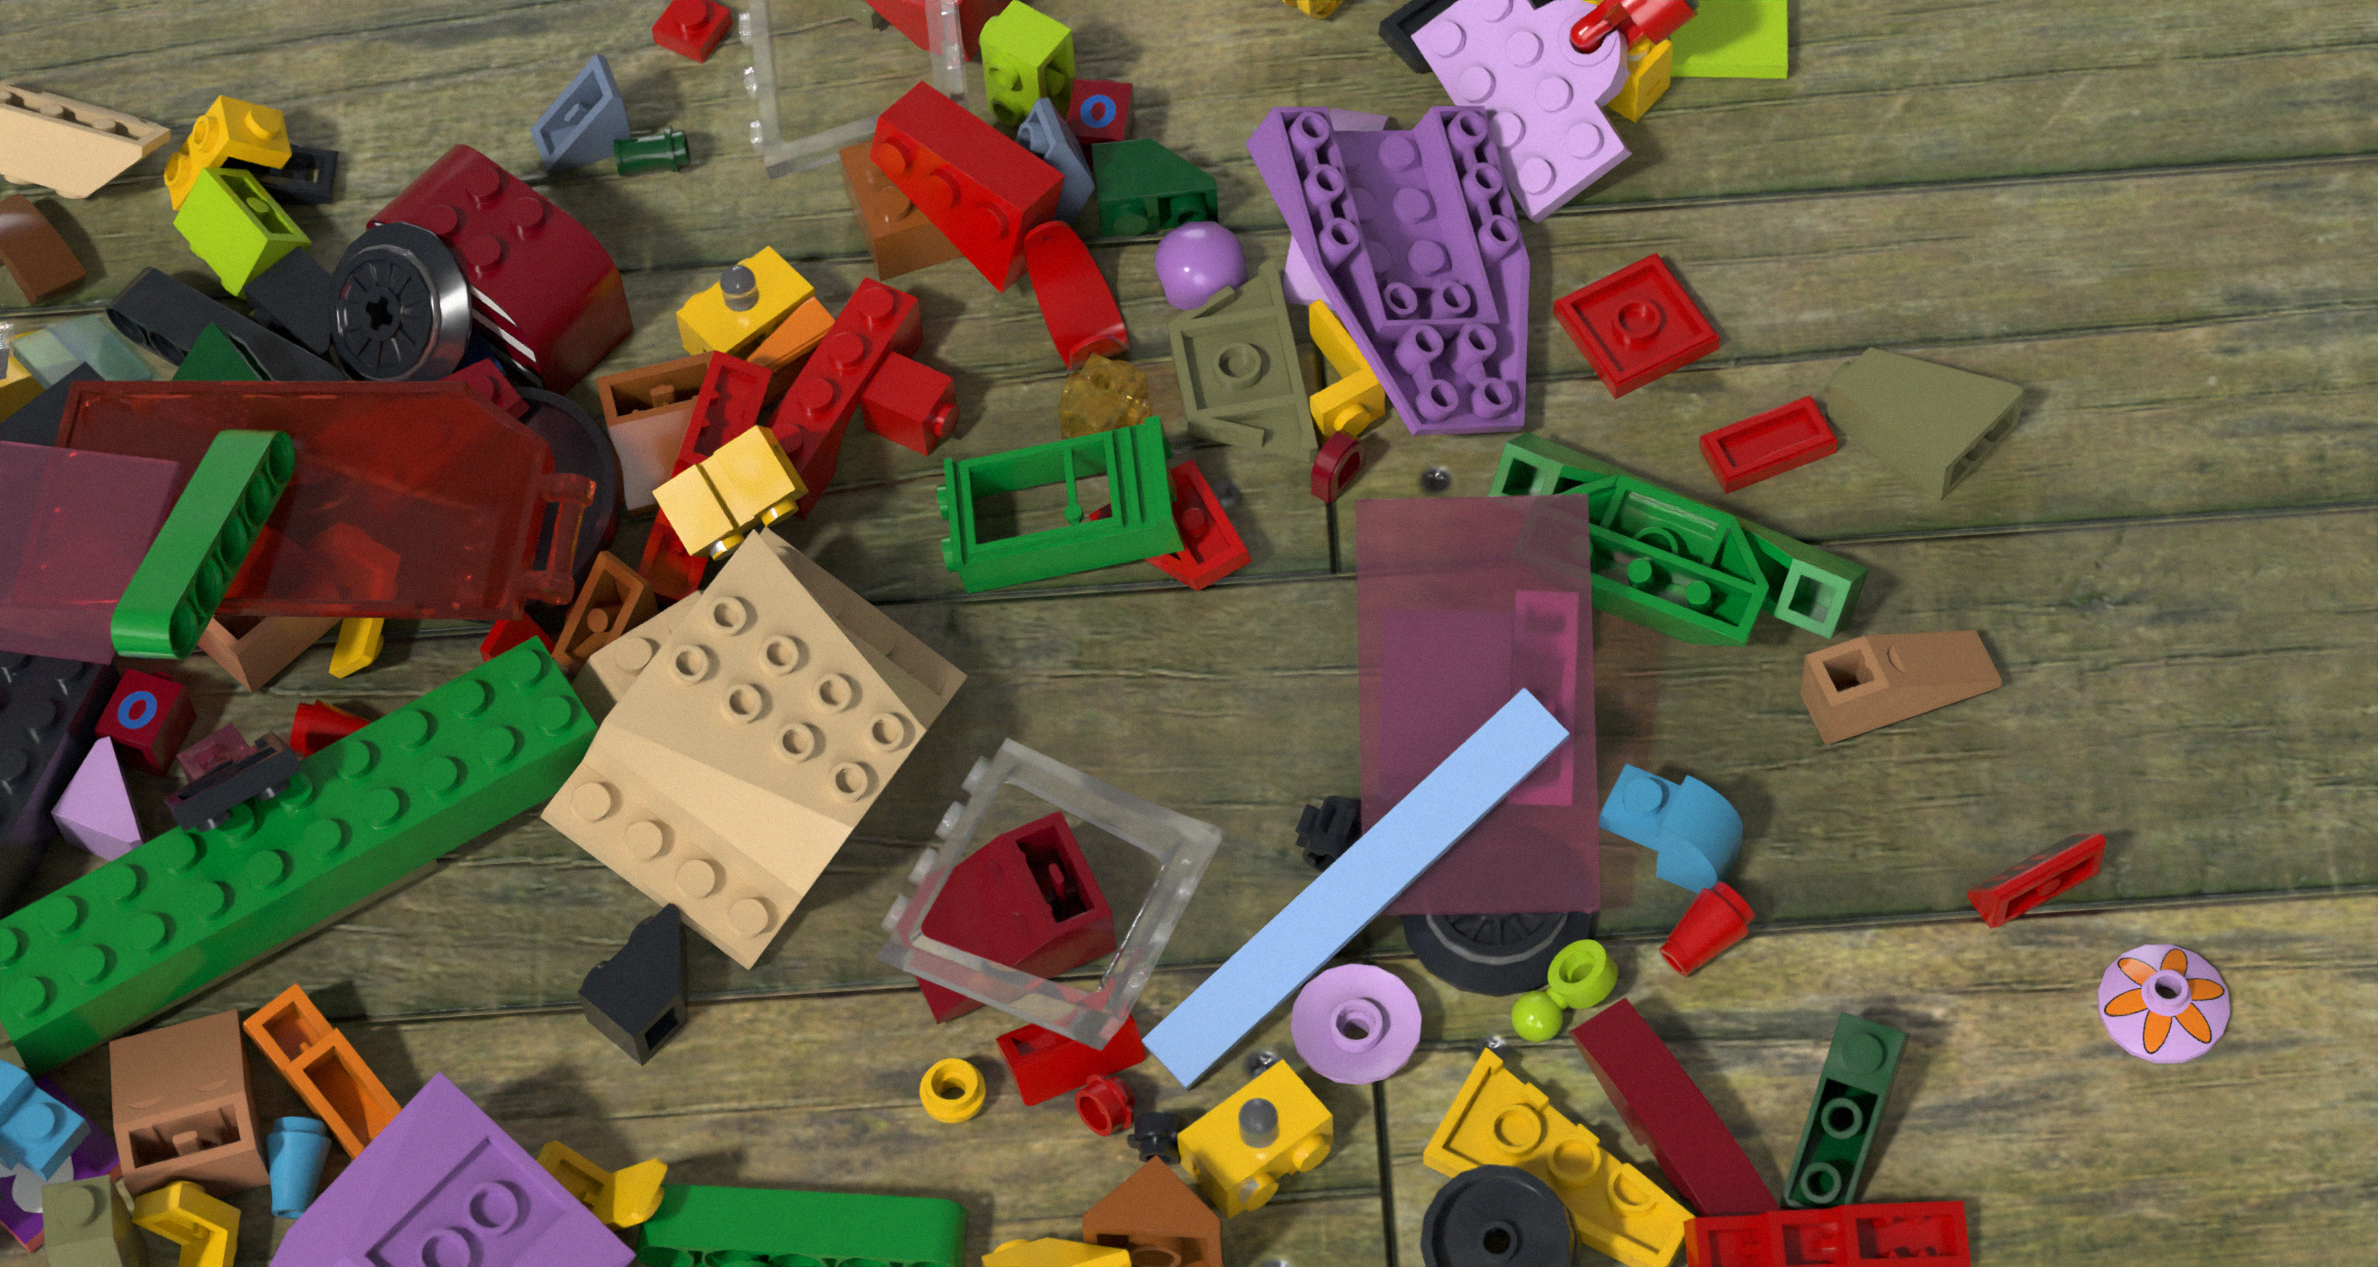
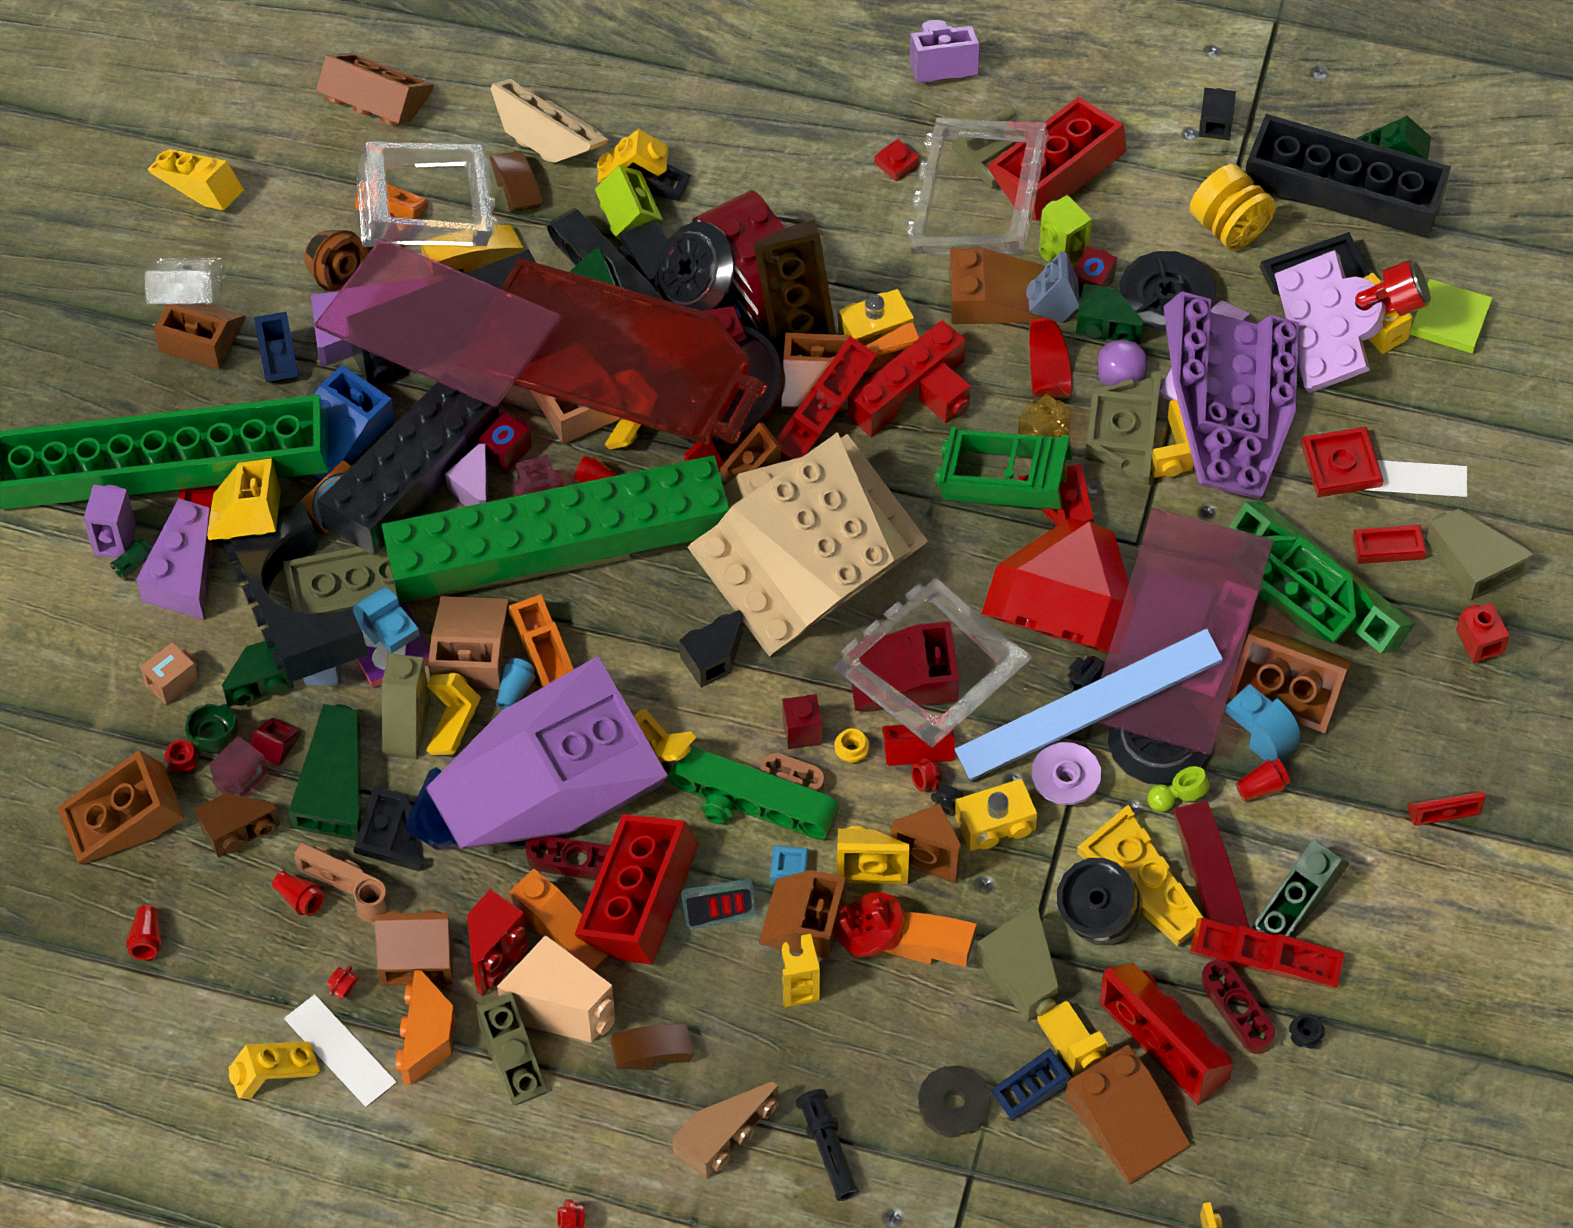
camera: 15 degrees right, 0 degrees up
(65, 346) = (524, 237): clear light blue piece -> none
(203, 544) = (560, 359): green beam -> none
(209, 798) = (554, 484): black wing -> none
(582, 121) = (823, 195): sand blue slope -> none
(586, 285) = (794, 283): none -> dark brown slope
(652, 152) = (854, 222): dark green pin -> none
(731, 494) = (834, 411): yellow piece -> none
(849, 1074) = (802, 721): none -> dark red brick
(863, 1170) = (794, 770): none -> nougat beam
(967, 179) = (1010, 283): red wedge -> none
(1211, 91) = (1160, 277): none -> black piece
(1238, 686) = (1063, 585): none -> red panel
(1337, 465) = (1156, 489): dark red tile -> none
(1693, 721) = (1295, 673): none -> dark orange slope
(1783, 314) = (1423, 478): none -> white sticker
(1892, 679) = (1407, 682): medium nougat slope -> none
(1988, 550) = (1482, 632): none -> red brick
(2156, 1026) = (1485, 901): lavender dish -> none

